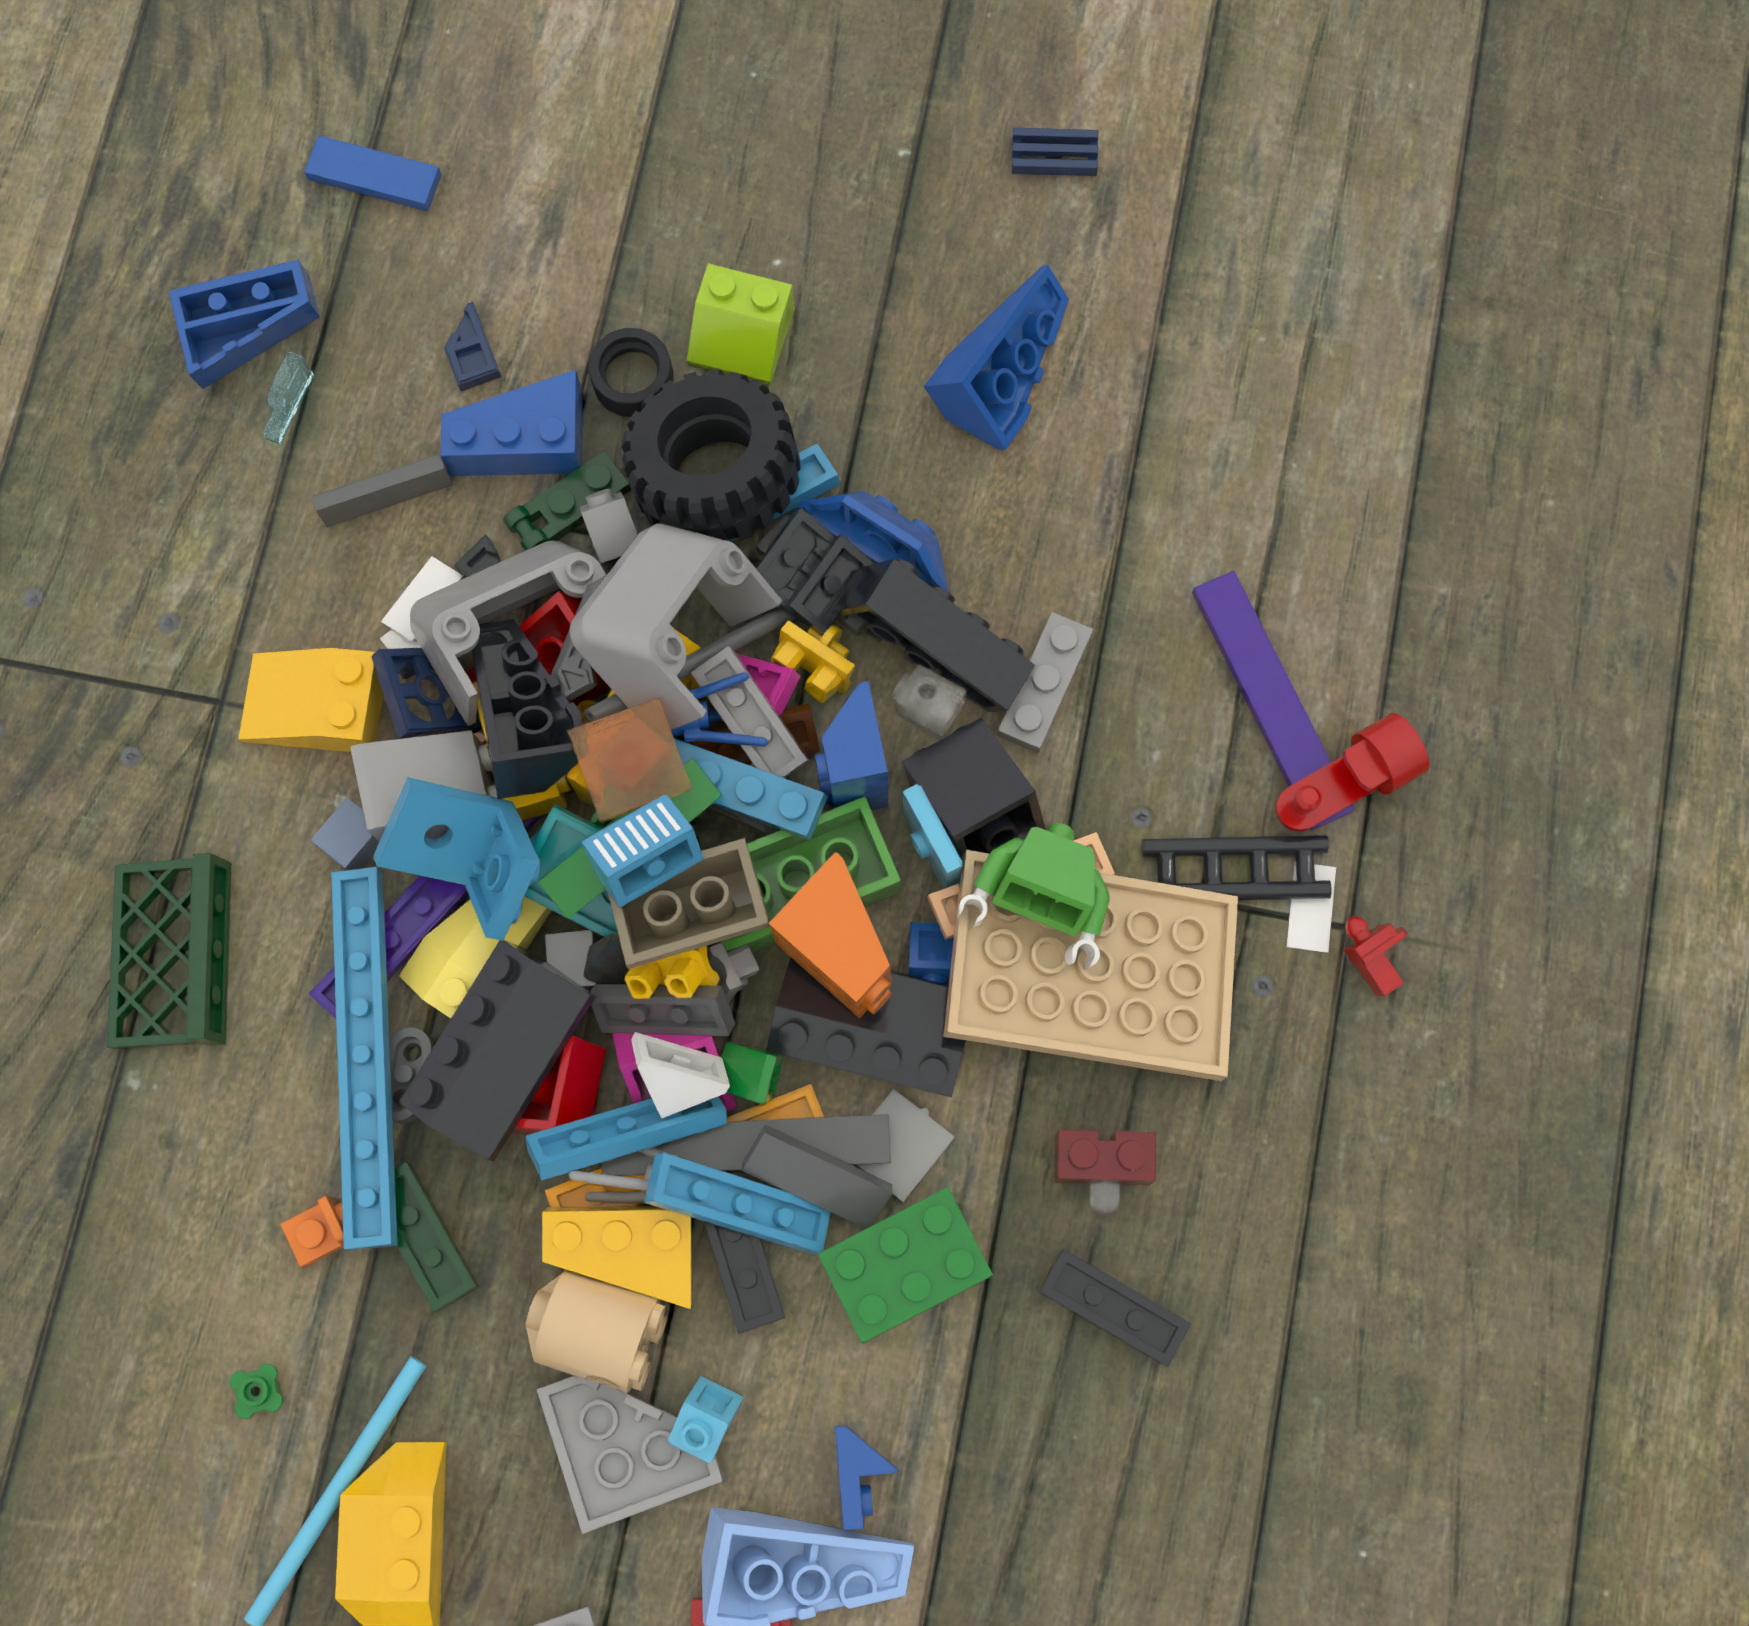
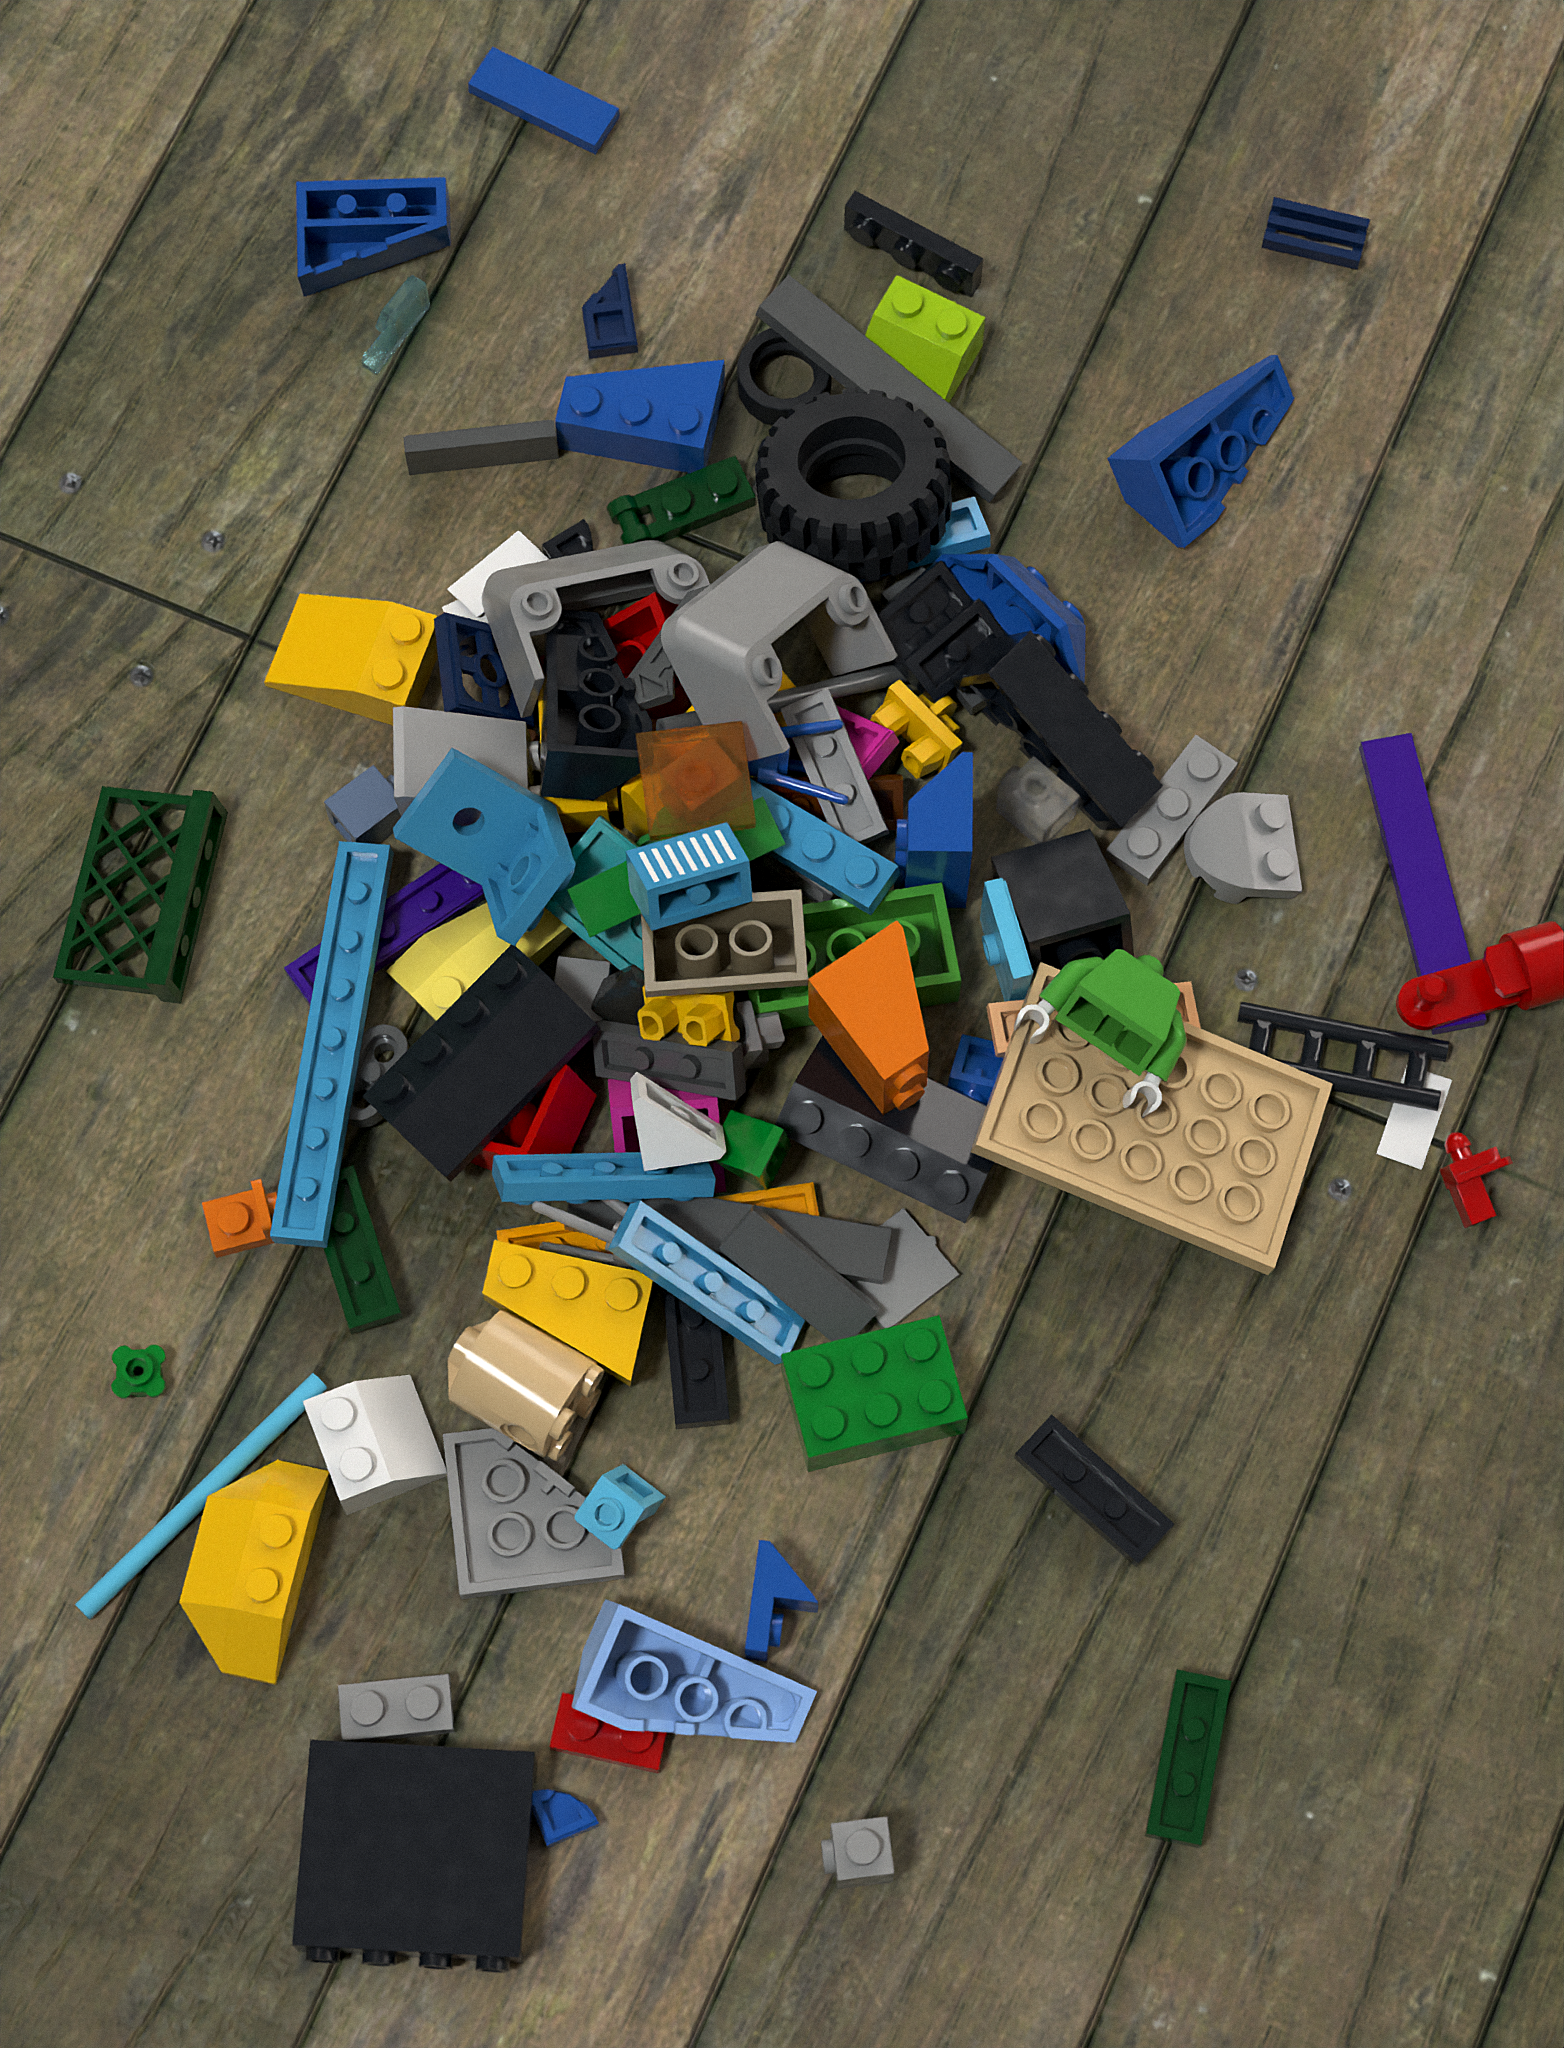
camera: 10 degrees right, 5 degrees down
(477, 1408) = (375, 1440): none -> white slope
(608, 524) = (723, 533): light grey brick -> none
(700, 350) = (865, 366): none -> dark grey tile
(715, 233) = (912, 244): none -> black plate
(1105, 1164) = (1118, 1333): dark red piece -> none
(1116, 702) = (1245, 847): none -> light grey slope
(1249, 1533) = (1188, 1758): none -> dark green plate

